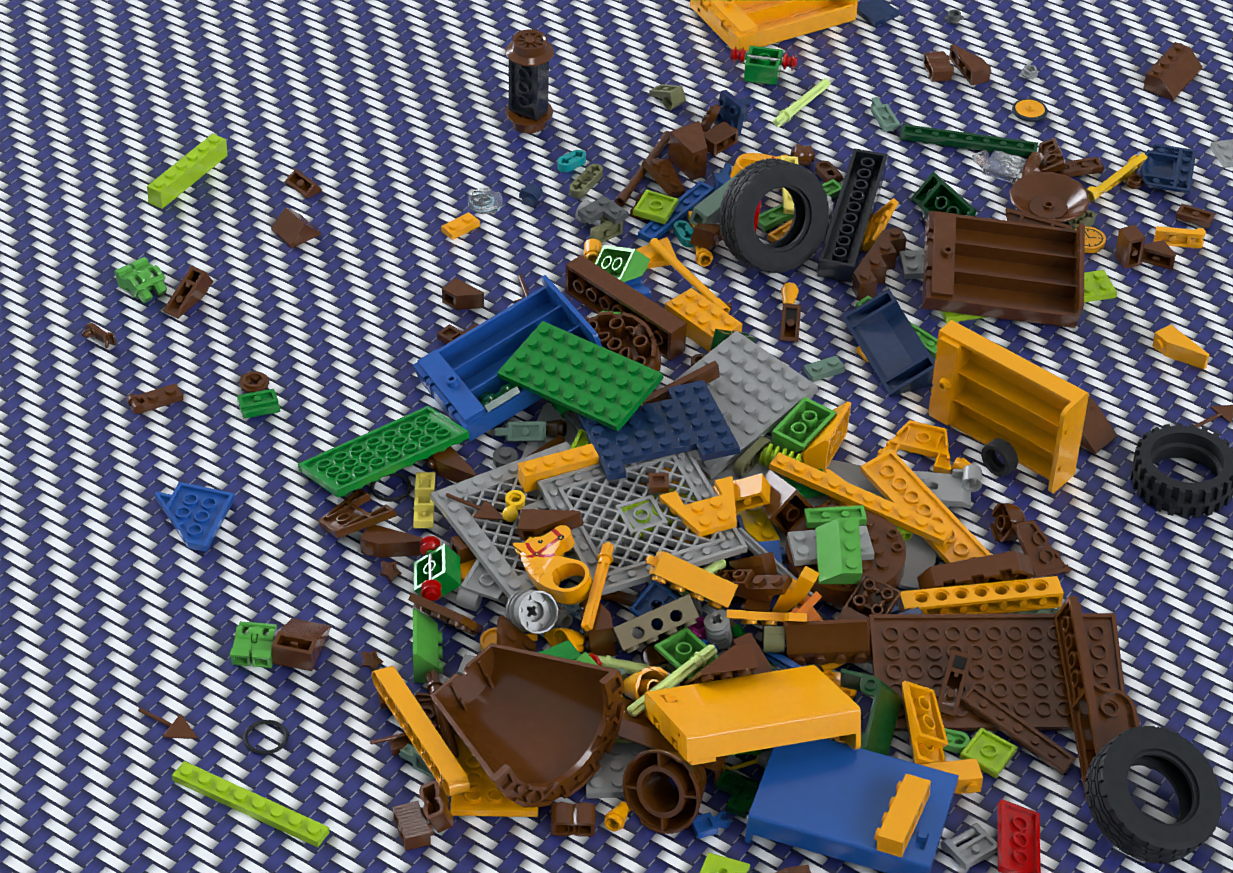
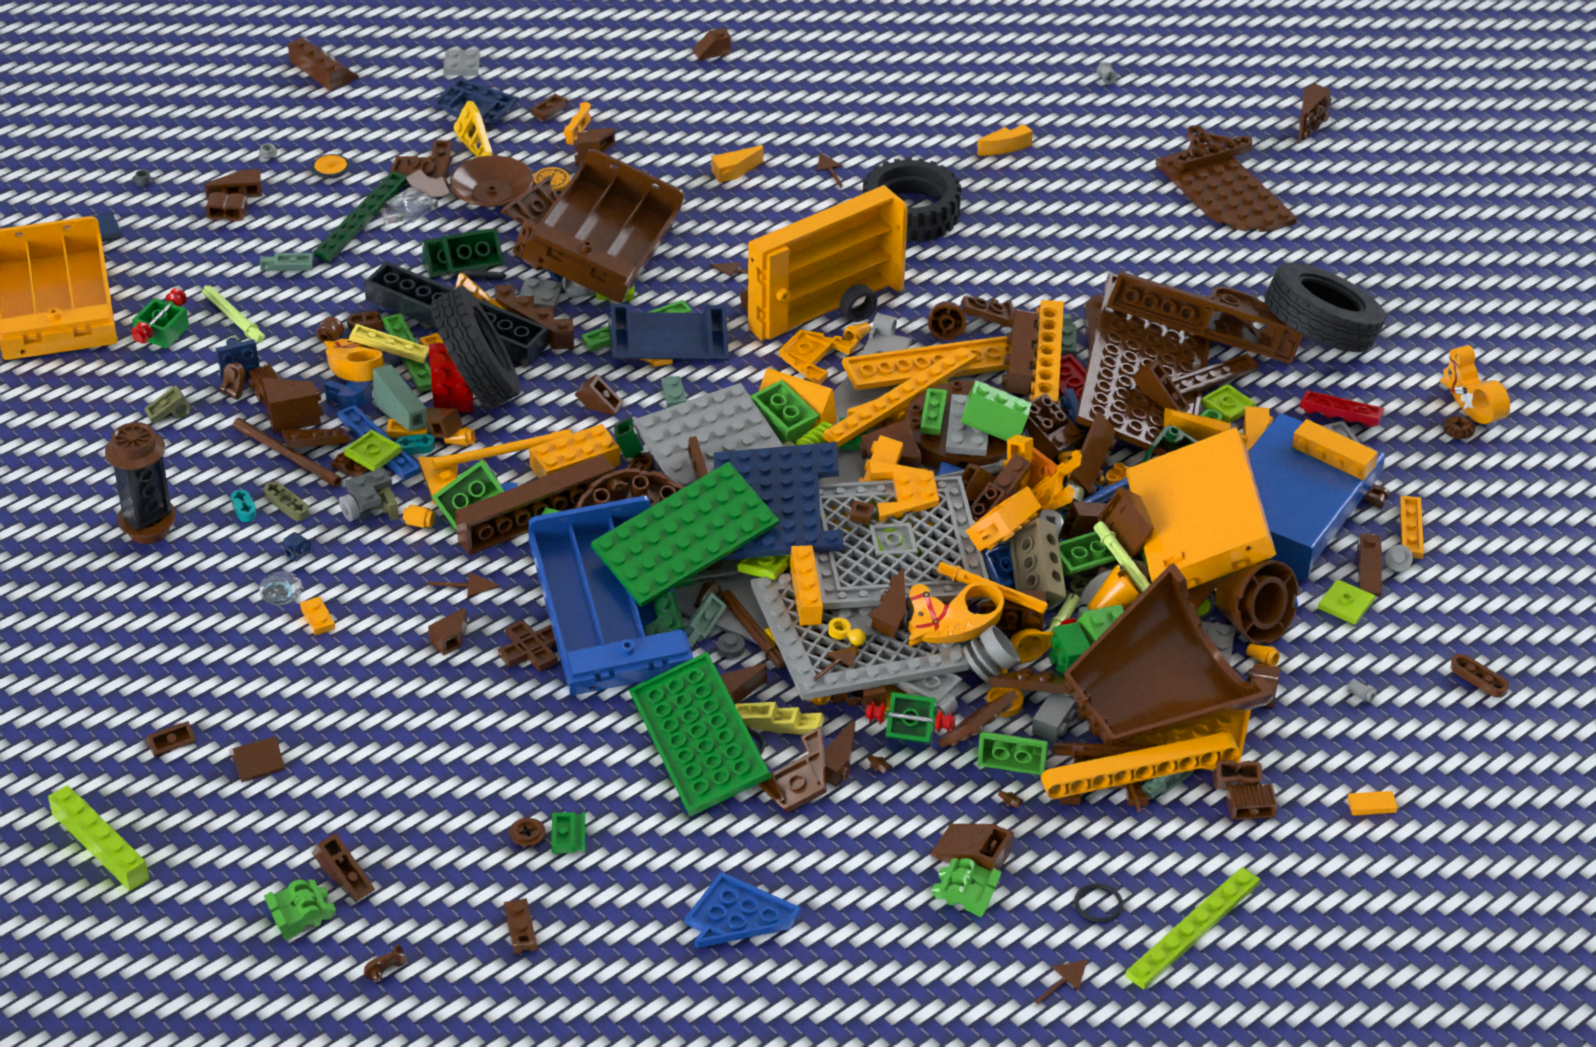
camera: 75 degrees left, 0 degrees up
(789, 293) = (553, 389): light orange cone -> none

